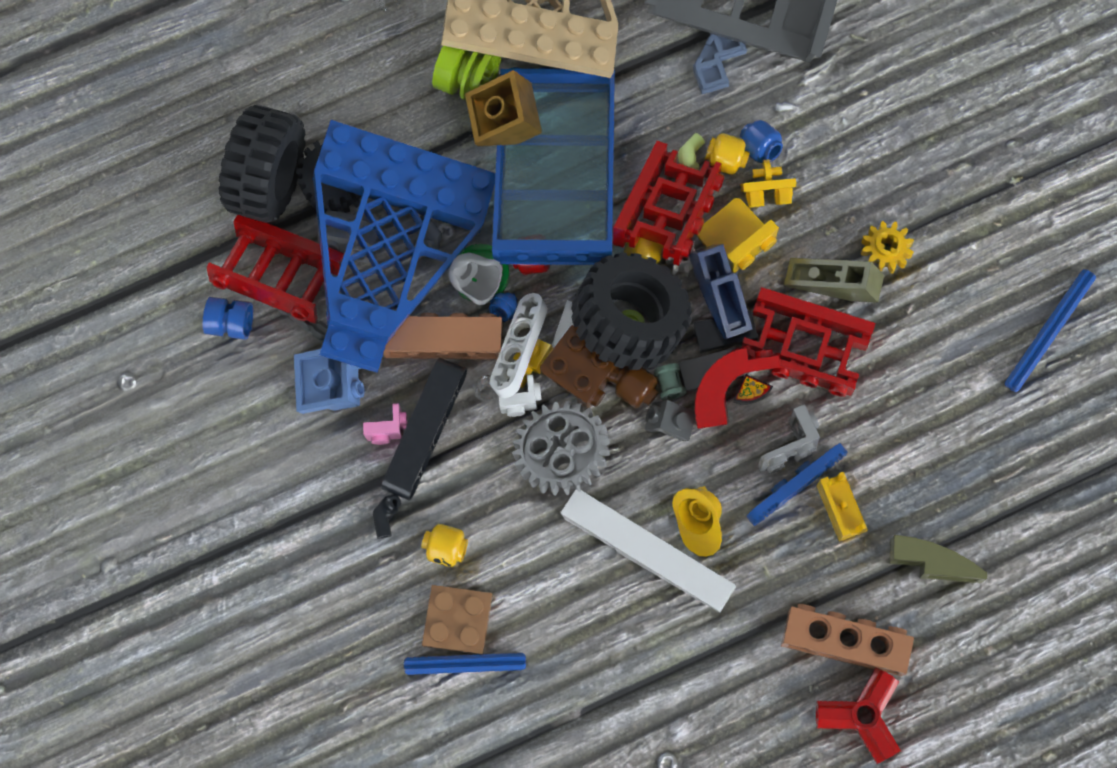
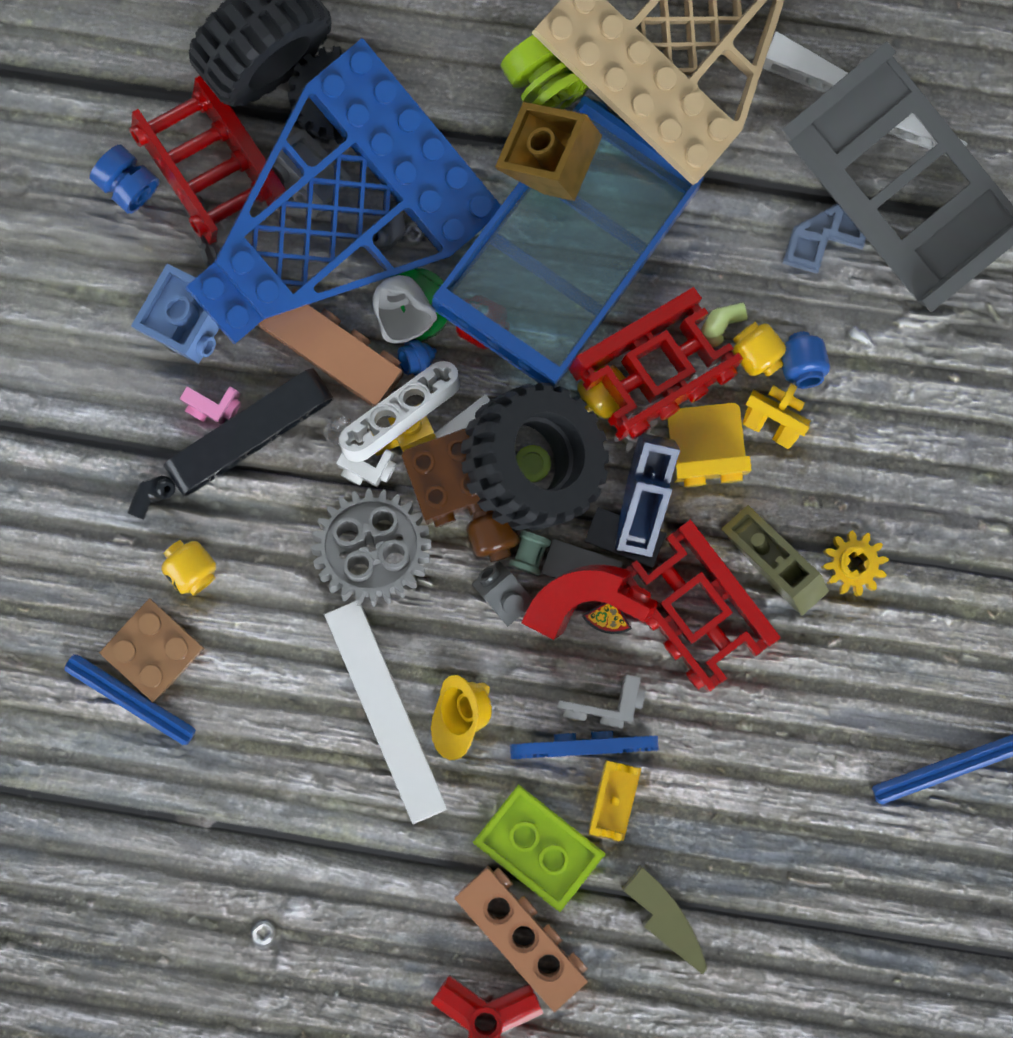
camera: 30 degrees right, 10 degrees up
(815, 574) = (539, 848): none -> lime tile

